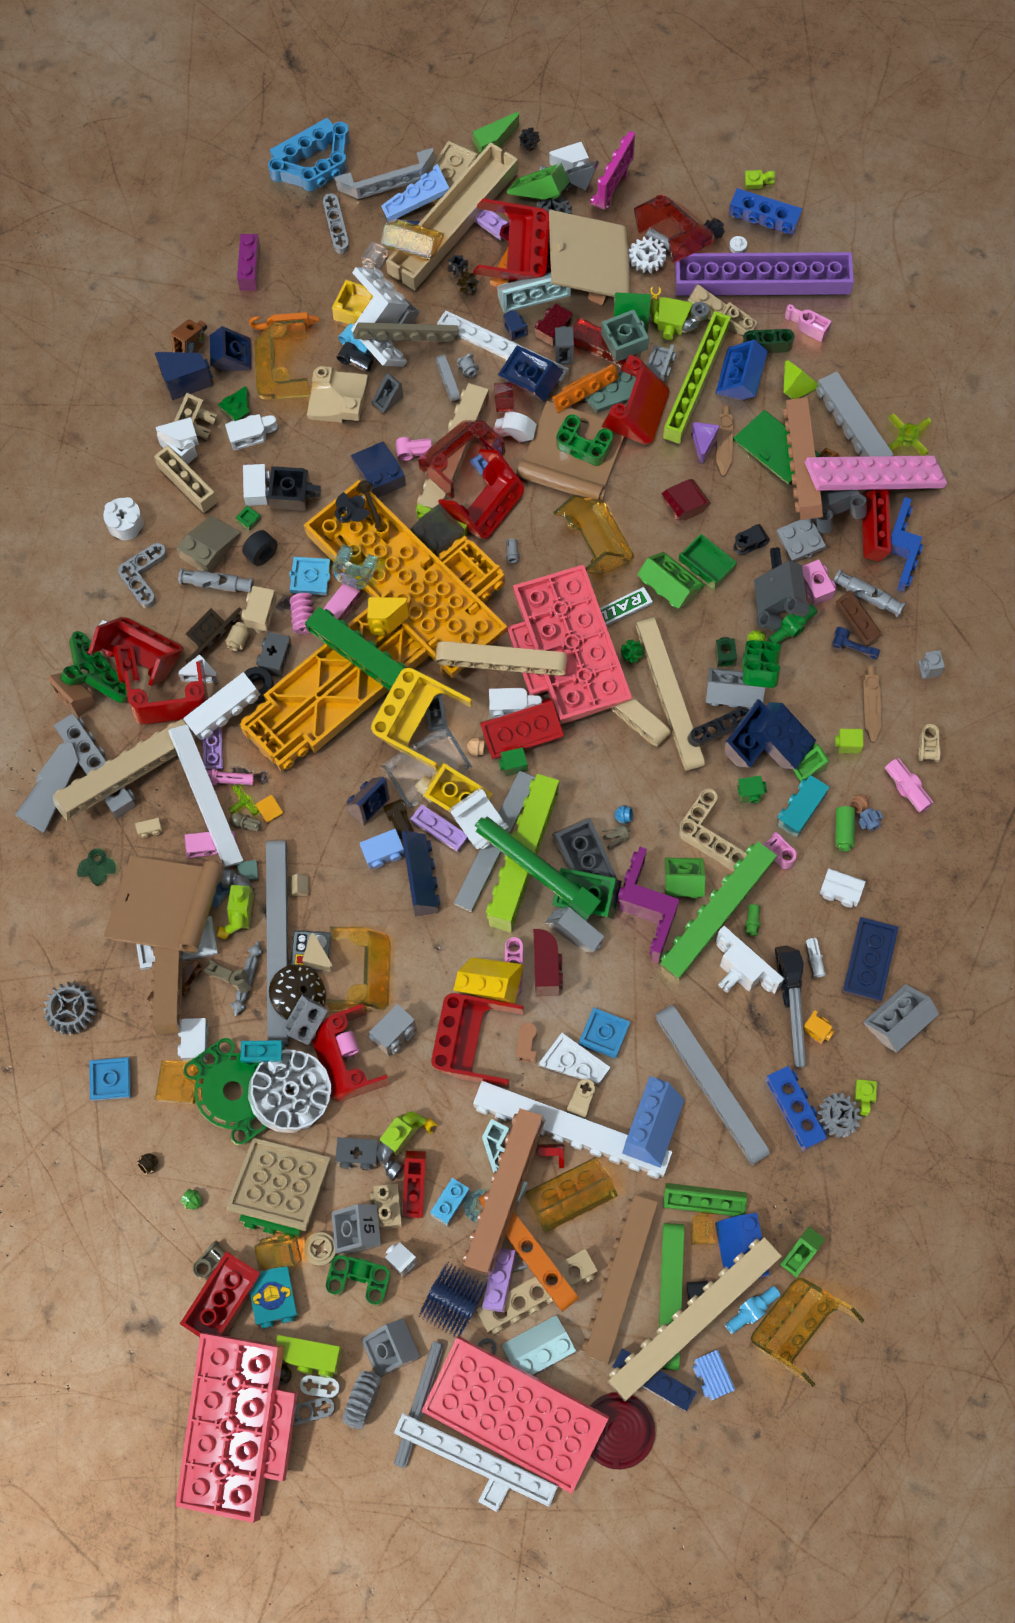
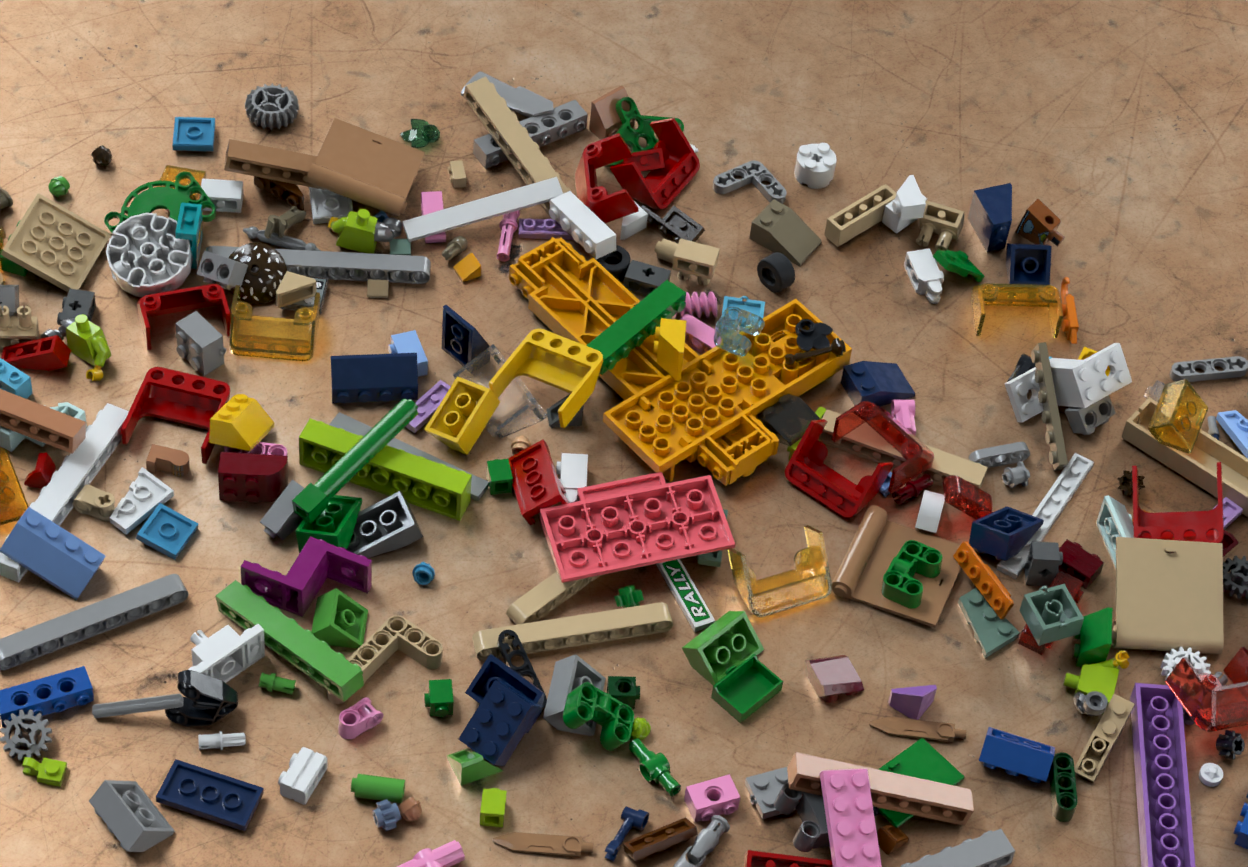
camera: 85 degrees right, 20 degrees down
(213, 580) = (738, 238): light grey piece -> none
(243, 800) = (478, 249): clear neon green piece -> none
(248, 262) = (1146, 284): magenta brick -> none
(248, 518) = (817, 271): green tile -> none
(255, 484) = (856, 275): white brick -> none
(290, 488) = (849, 301): black hinge -> none
(336, 395) = (975, 355): tan slope -> none
(347, 1045) = (188, 302): bright pink piece -> none
(388, 393) = (976, 399): dark grey slope -> none
(397, 815) = (442, 371): dark brown piece -> none
(457, 265) = (1155, 476): black gear -> none
(470, 811) = (430, 430): white panel -> none
(501, 658) = (615, 453): tan beam -> none
(512, 551) = (767, 499): light grey pin -> none
(515, 325) = (1074, 524): dark blue brick -> none
(620, 832) = (401, 567): dark tan piece -> none
(645, 405) = (963, 635): red windscreen -> none
(660, 361) = (1025, 667): light grey bracket -> none
(696, 377) = (1005, 699): lime brick -> none
(750, 540) = (775, 735): black piece -> none
(780, 591) = (695, 746): dark grey piece -> none
(797, 382) = (1005, 812): lime slope -> none
(802, 805) = (413, 748): teal brick -> none
(809, 322) = (1092, 838): bright pink piece -> none
(818, 1028) = (135, 729): light orange brick -> none

